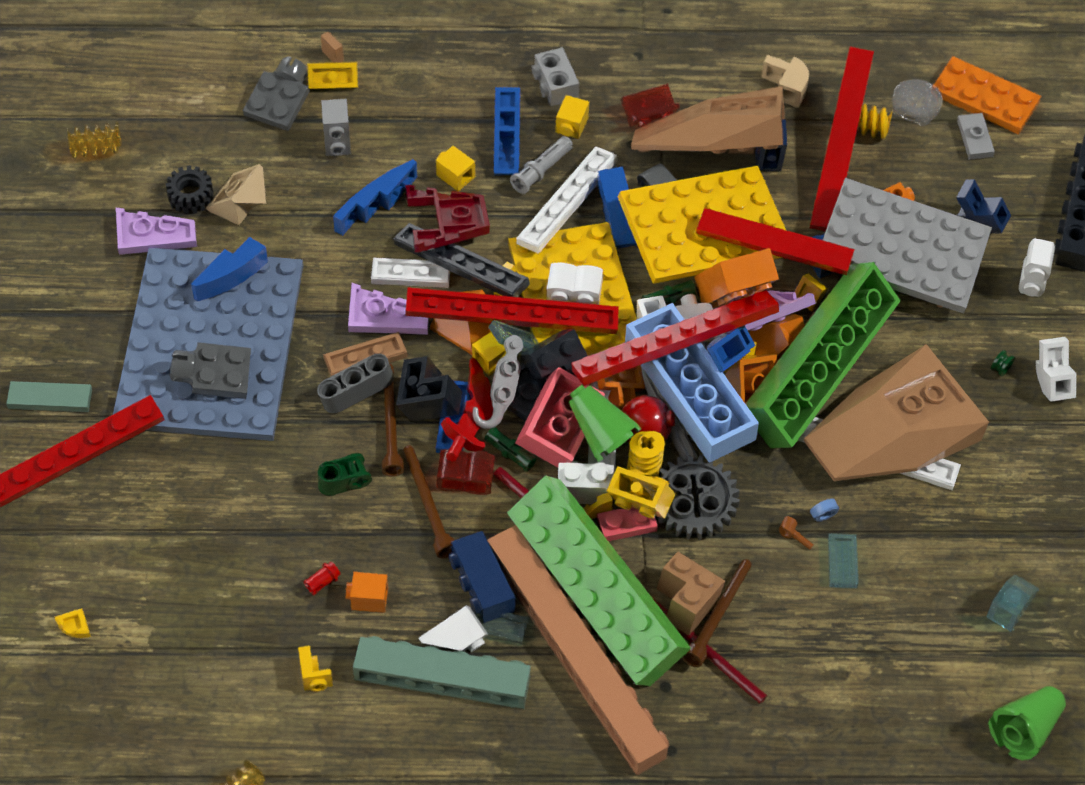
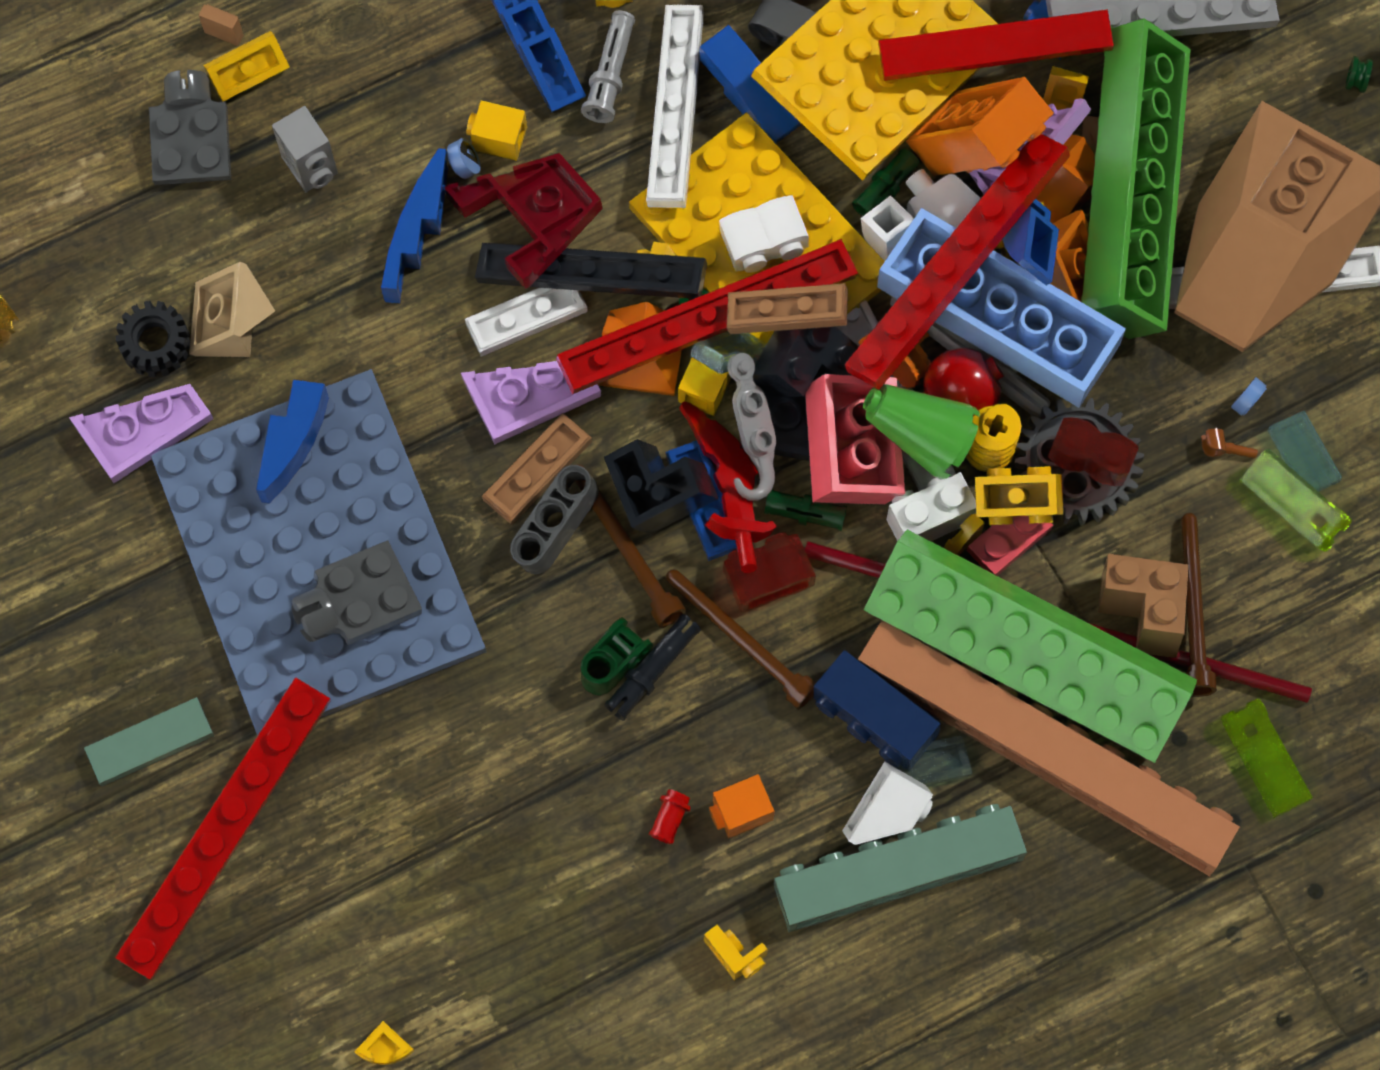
camera: 25 degrees left, 15 degrees up
(364, 491) = (641, 679): none -> black pin
(425, 174) = (463, 158): none -> medium blue tile
(558, 322) = (787, 309): none -> medium nougat tile
(703, 489) = (1103, 455): none -> clear red brick
(713, 723) = (1266, 759): none -> clear neon green plate
(819, 581) = (1295, 499): none -> clear neon green plate

